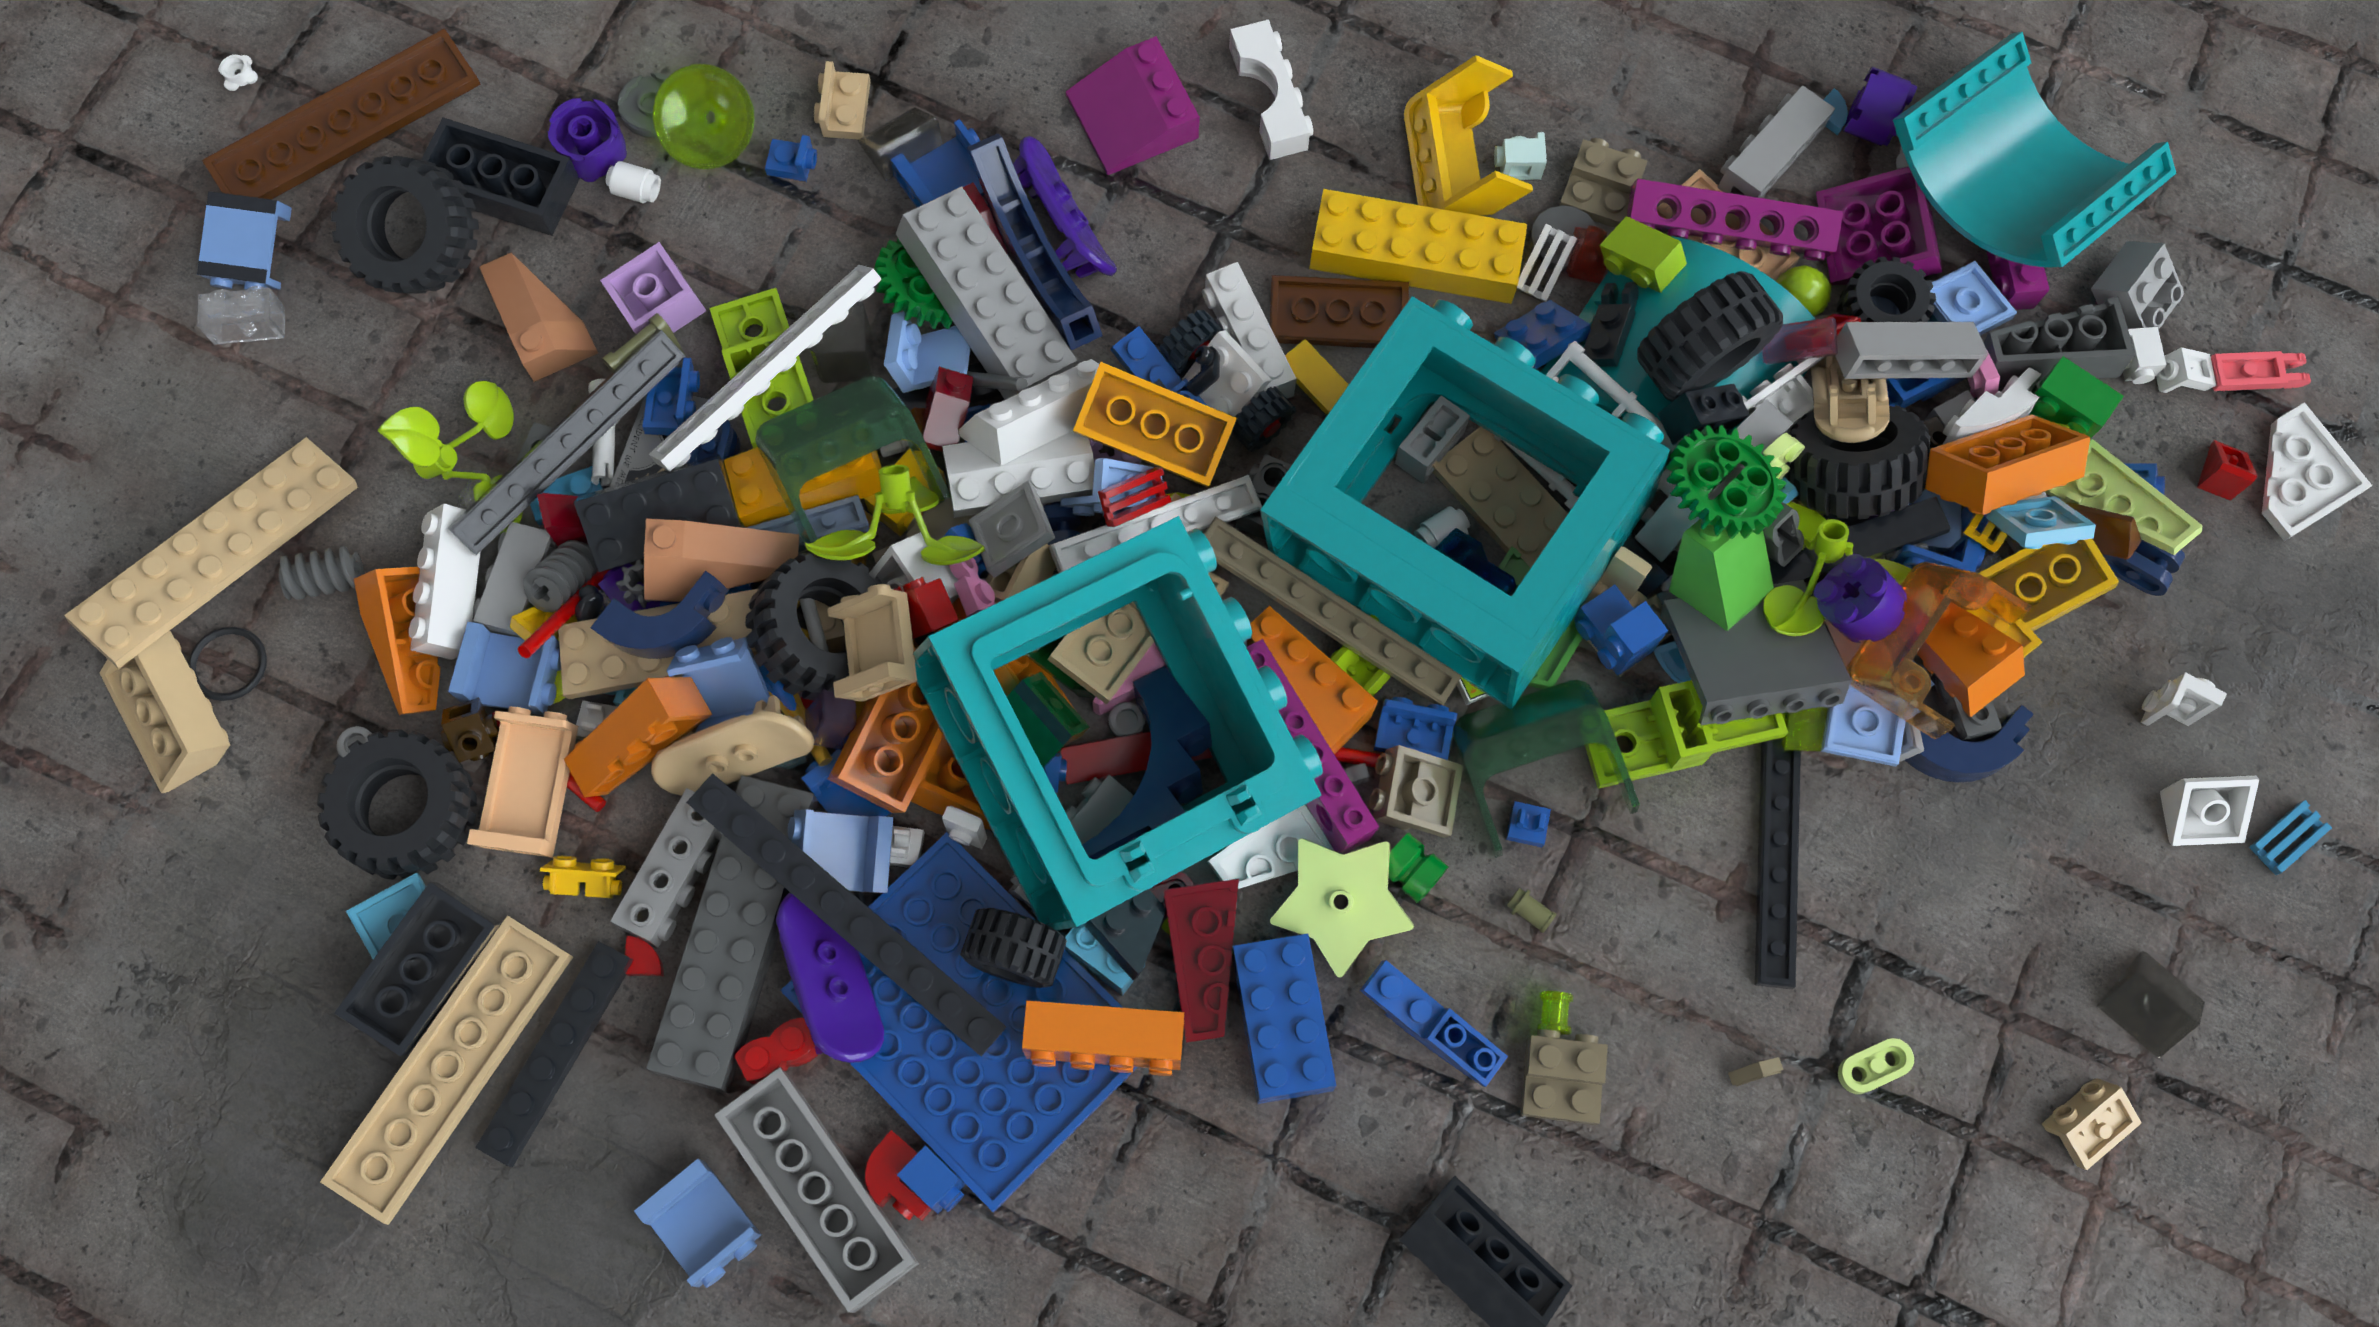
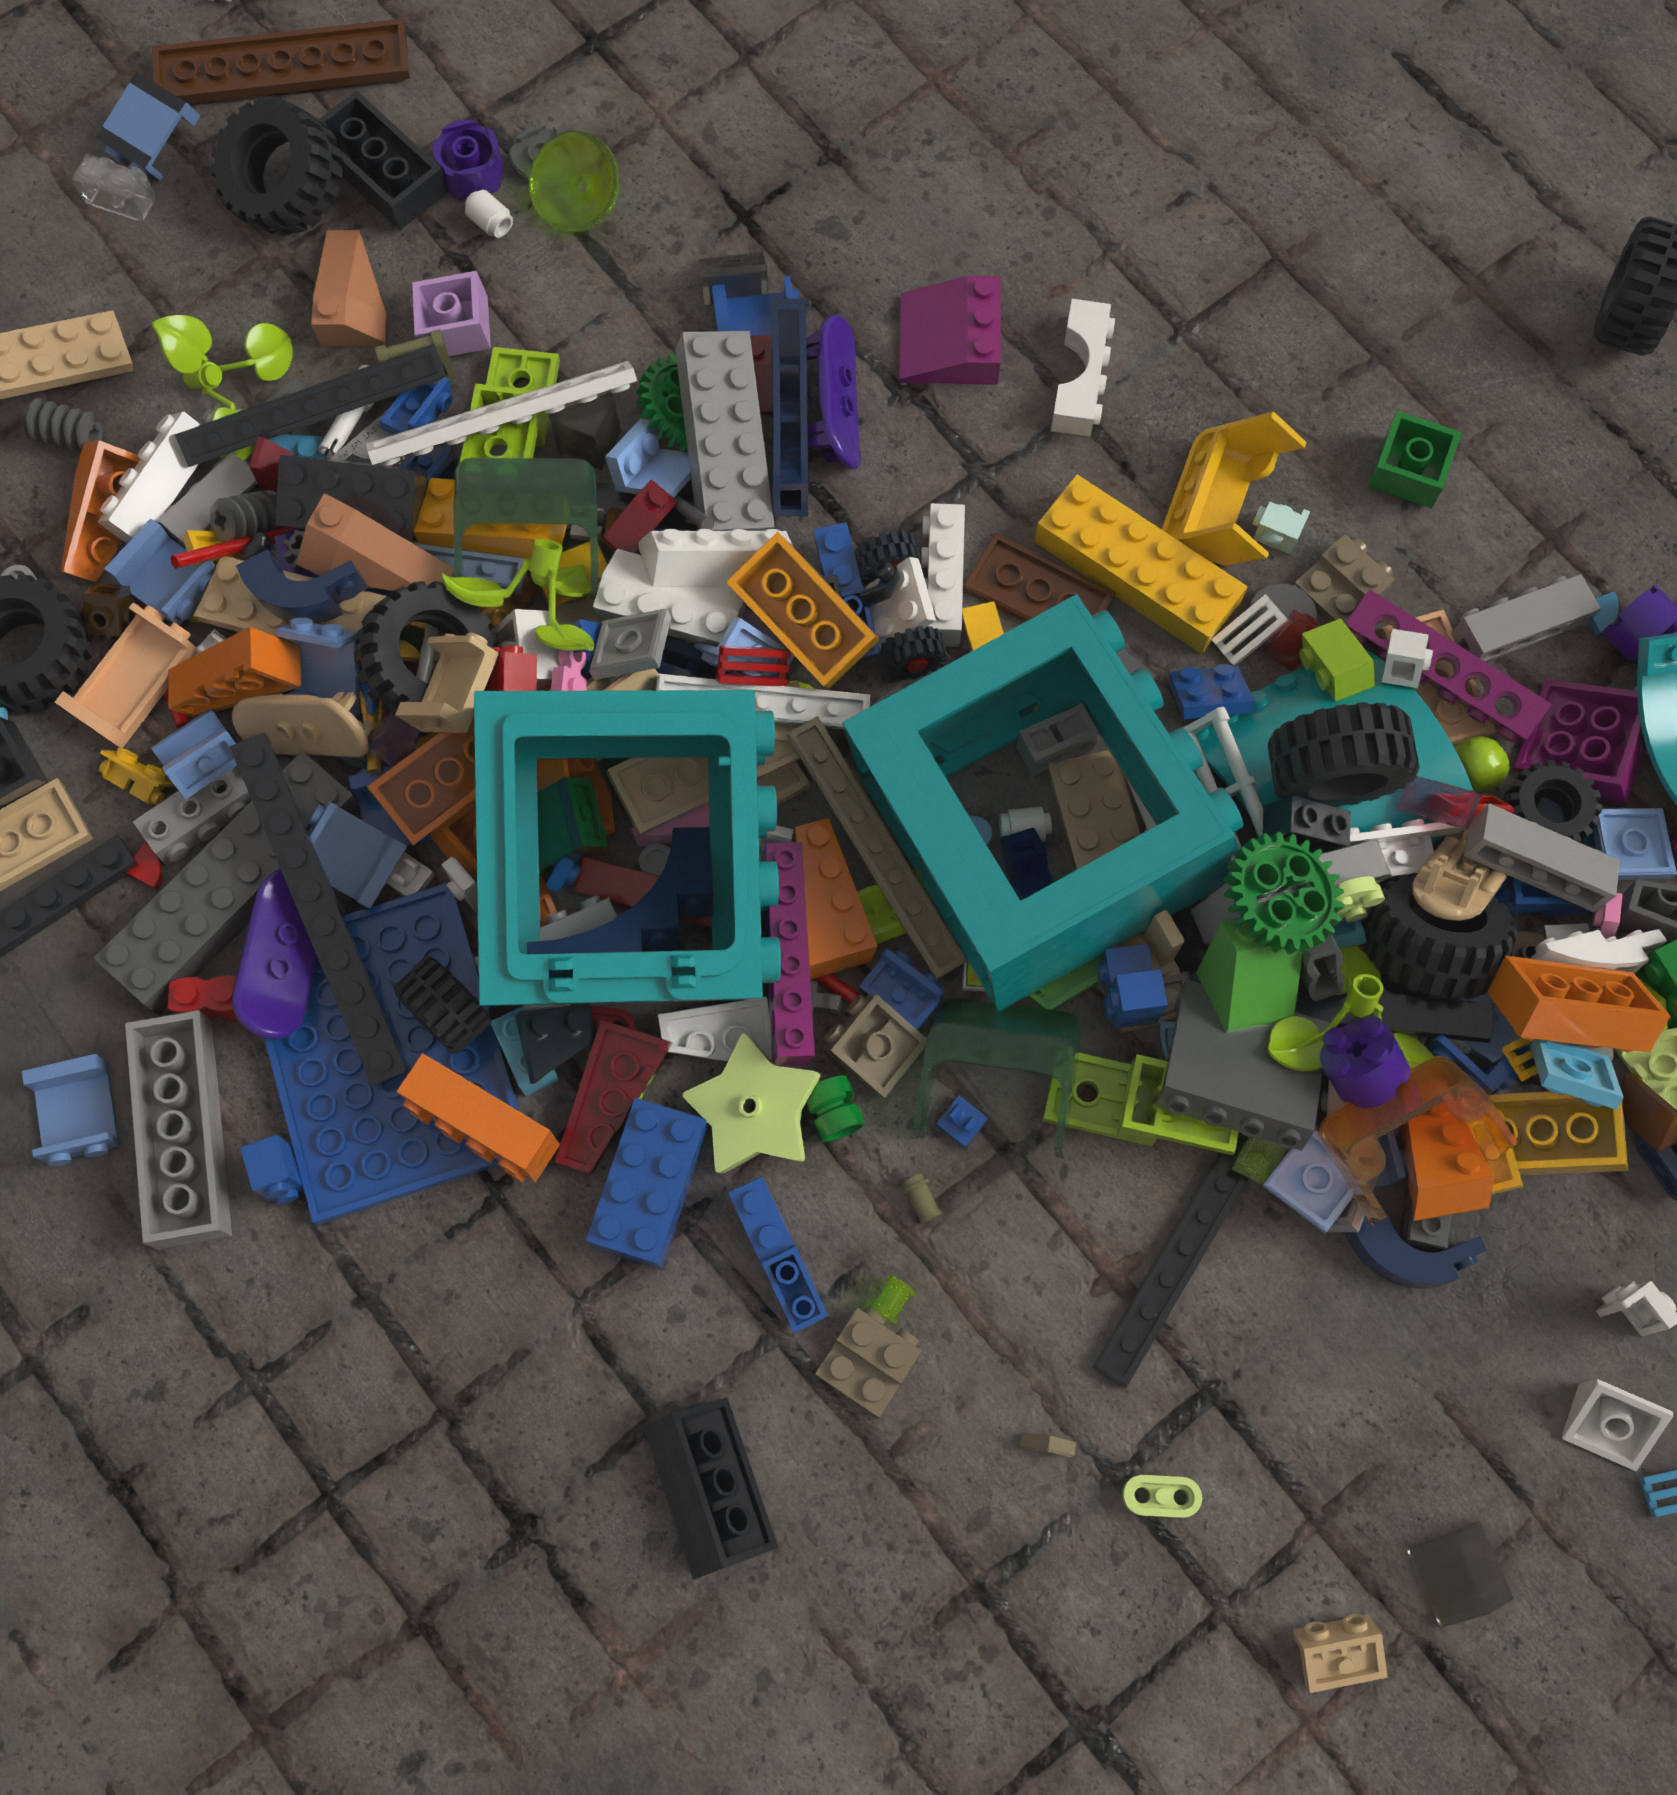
camera: 30 degrees right, 0 degrees up
(640, 826) = (196, 753): none -> medium blue panel
(791, 159) = (632, 250): blue bracket -> none
(842, 103) = (700, 220): tan bracket -> none
(882, 1179) = (242, 1133): red brick -> none
(1607, 45) = (1414, 459): none -> green brick
(1611, 325) = (1273, 710): black hinge -> none
(1703, 226) = (1406, 658): none -> white brick

